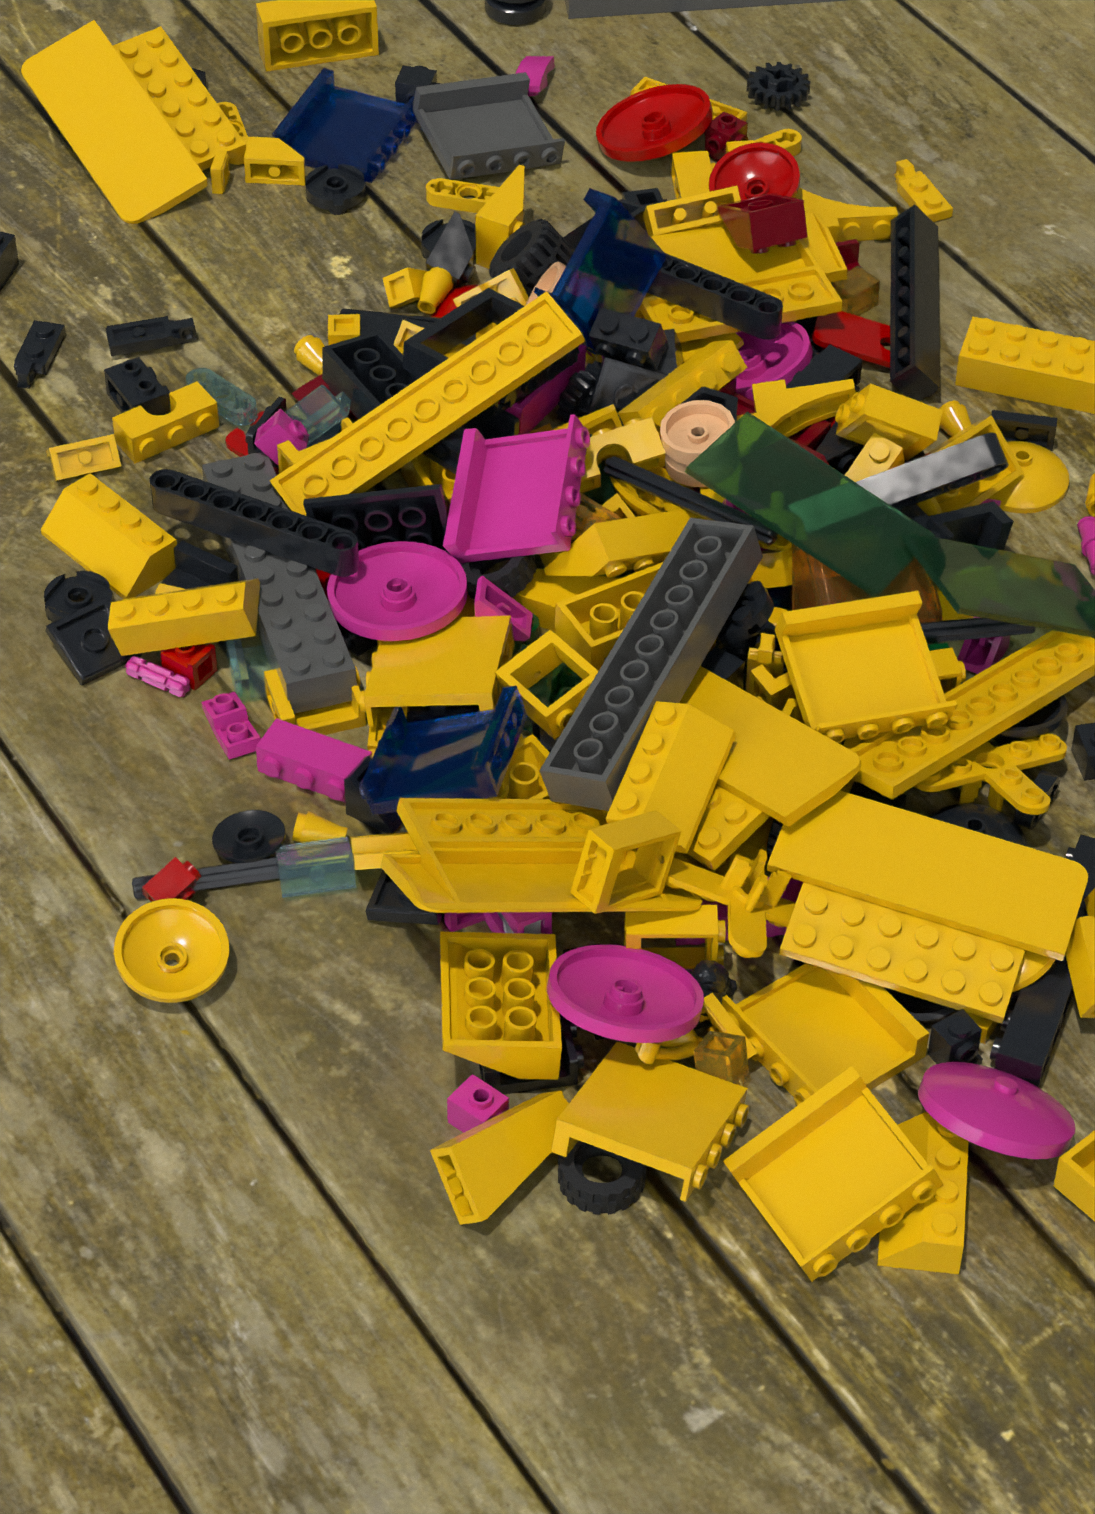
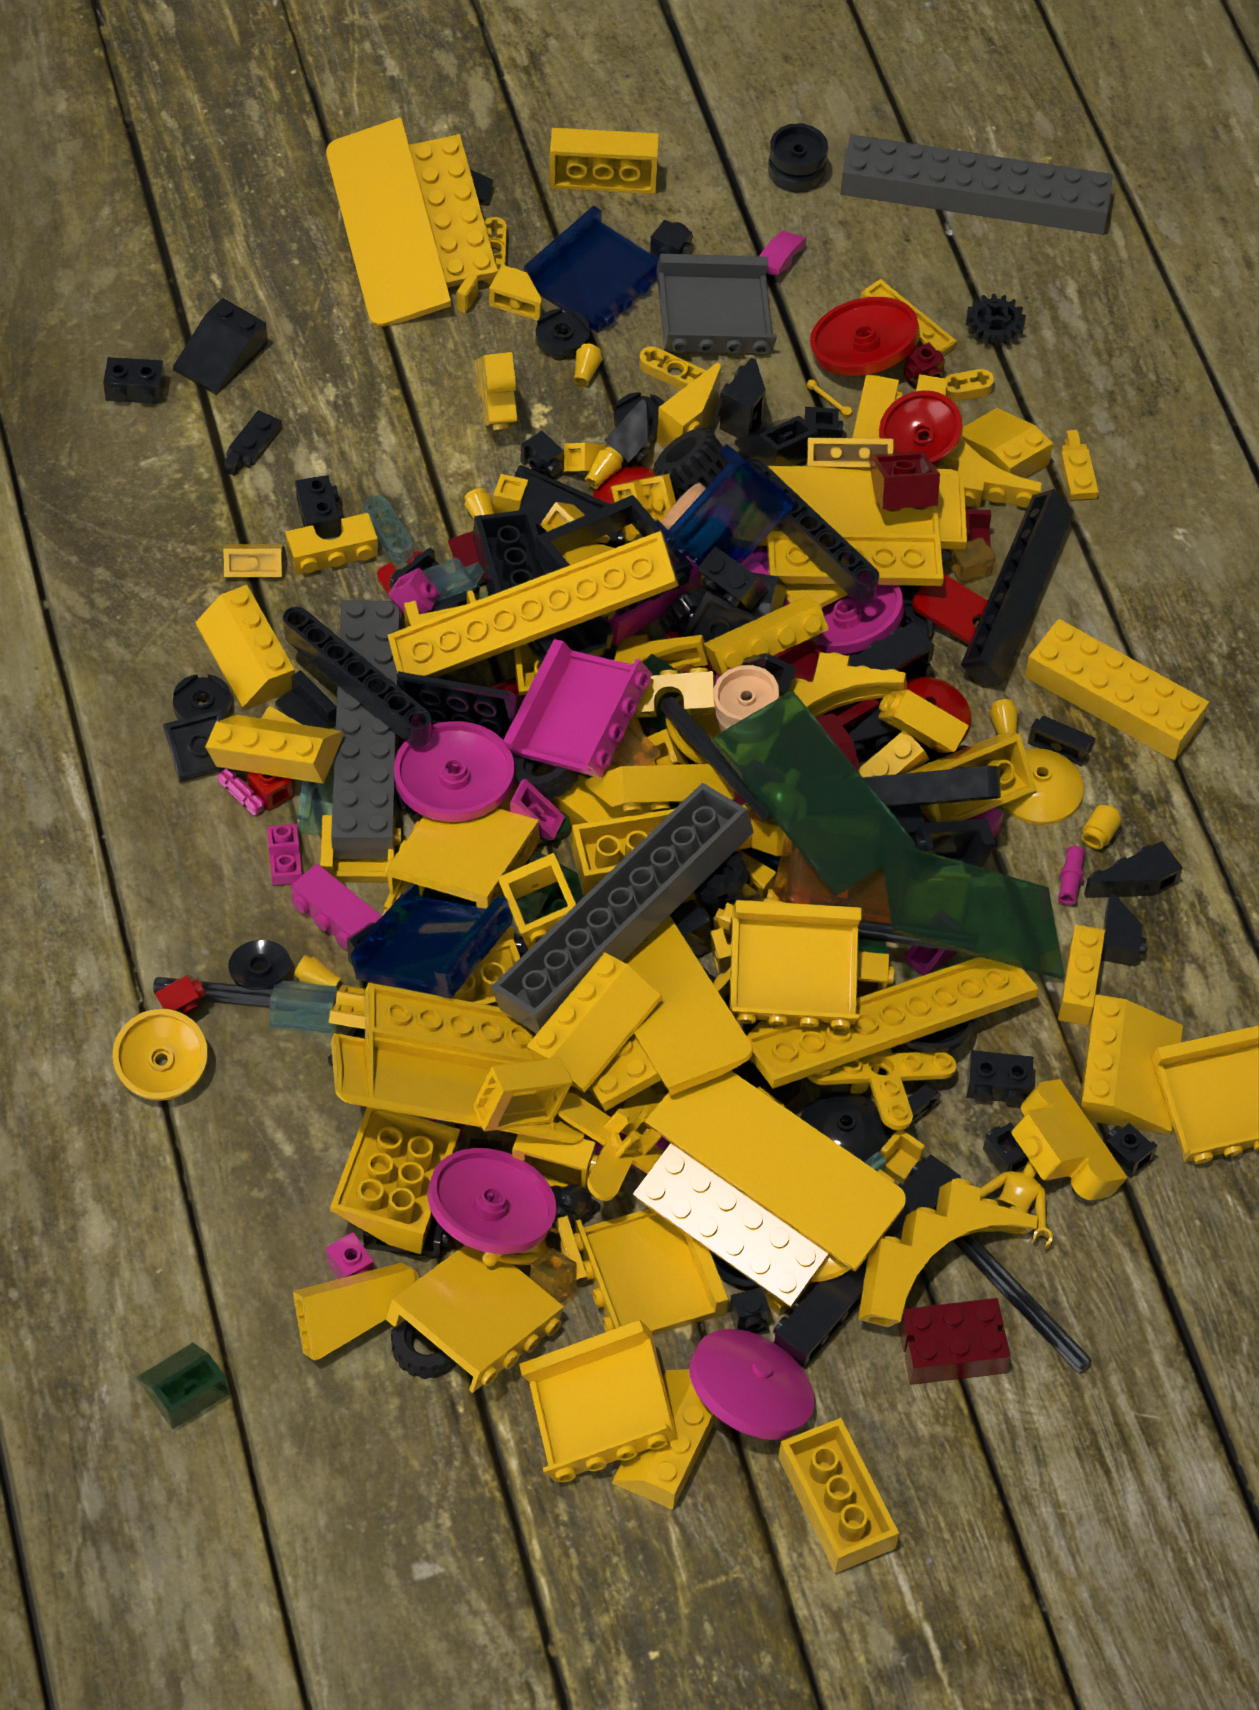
camera: 15 degrees right, 10 degrees up
(149, 335) = (348, 449): black hinge -> none
(289, 235) = (496, 388): none -> yellow brick
(336, 1289) = (184, 1384): none -> clear green slope
(362, 293) = (542, 455): none -> black brick
(373, 207) = (587, 361): none -> yellow cone
(558, 196) = (743, 401): none -> black slope
(616, 180) = (846, 411): none -> yellow hinge
(848, 181) = (1009, 442): none -> yellow slope
(1050, 836) = (902, 1154): none -> yellow panel

